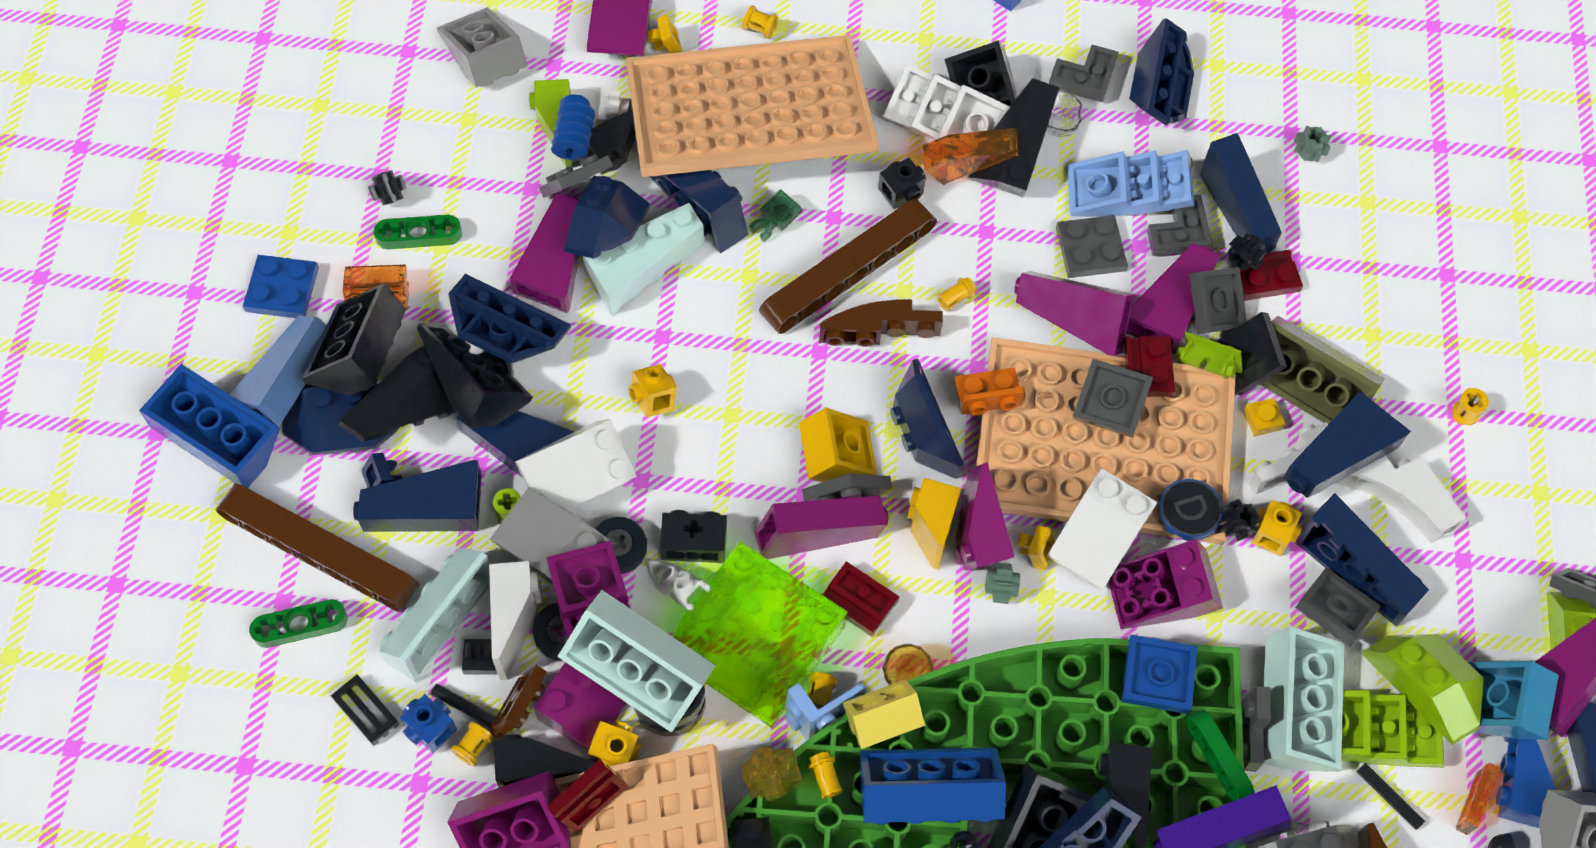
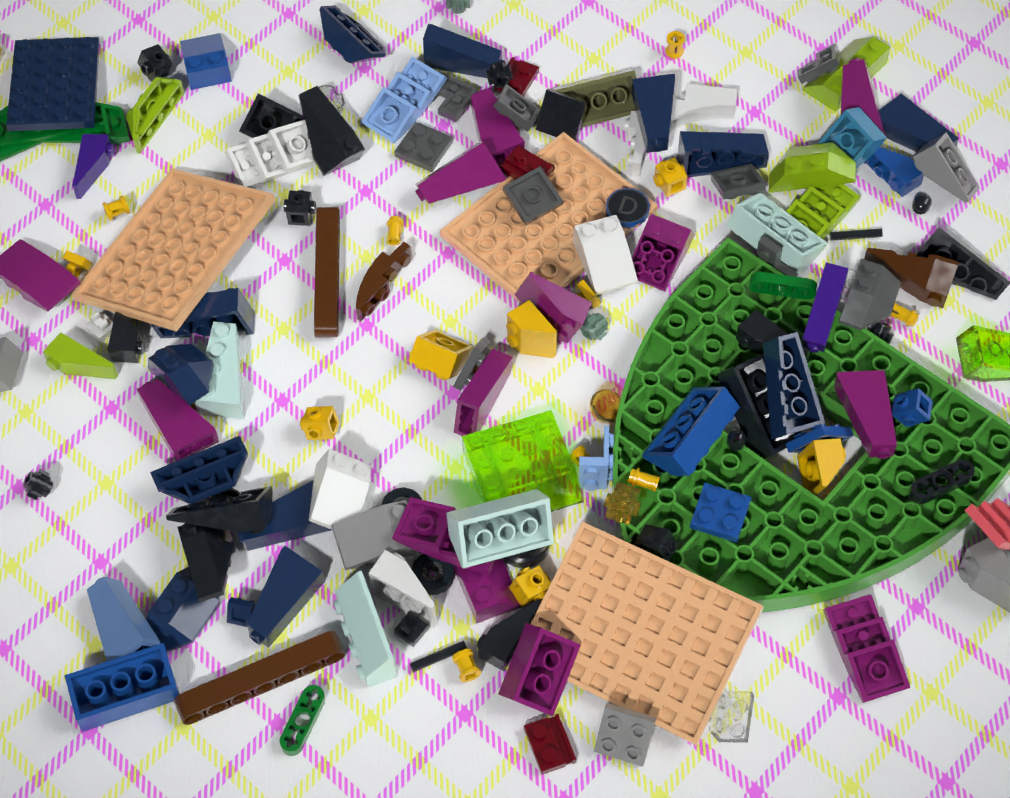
camera: 50 degrees left, 5 degrees down
(280, 286) = (49, 592): blue plate -> none
(356, 342) = (141, 563): black slope -> none
(362, 278) = (105, 535): clear orange hinge -> none
(382, 730) = (390, 725): black tile -> none
(395, 225) = (84, 498): green beam -> none
(428, 723) = (434, 680): blue brick -> none
(500, 502) = (327, 551): lime bush -> none
(513, 711) = (463, 619): reddish brown plate -> none
(568, 177) = (136, 372): dark grey plate -> none
(573, 128) = (104, 347): blue piece -> none
(587, 796) = (560, 609): dark red plate -> none
(677, 577) = (451, 488): white piece -> none
(708, 544) = (433, 463): black brick -> none
(776, 212) = (258, 283): clear green plate -> none
(862, 597) = (542, 400): dark red plate -> none
(884, 713) = (632, 425): light yellow hinge -> none
(923, 424) = (463, 297): dark blue wedge -> none
(967, 153) = (315, 158): clear orange slope -> none
(988, 391) = (473, 253): orange bracket -> none
(1087, 80) = (315, 73): dark grey plate -> none
(1159, 674) = (714, 281): blue plate -> none
(1221, 358) = (552, 130): lime hinge -> none
(1238, 520) = (654, 188): black gear -> none
(1264, 417) = (599, 139): yellow plate -> none
(1477, 798) = (888, 196): clear orange tile -> none

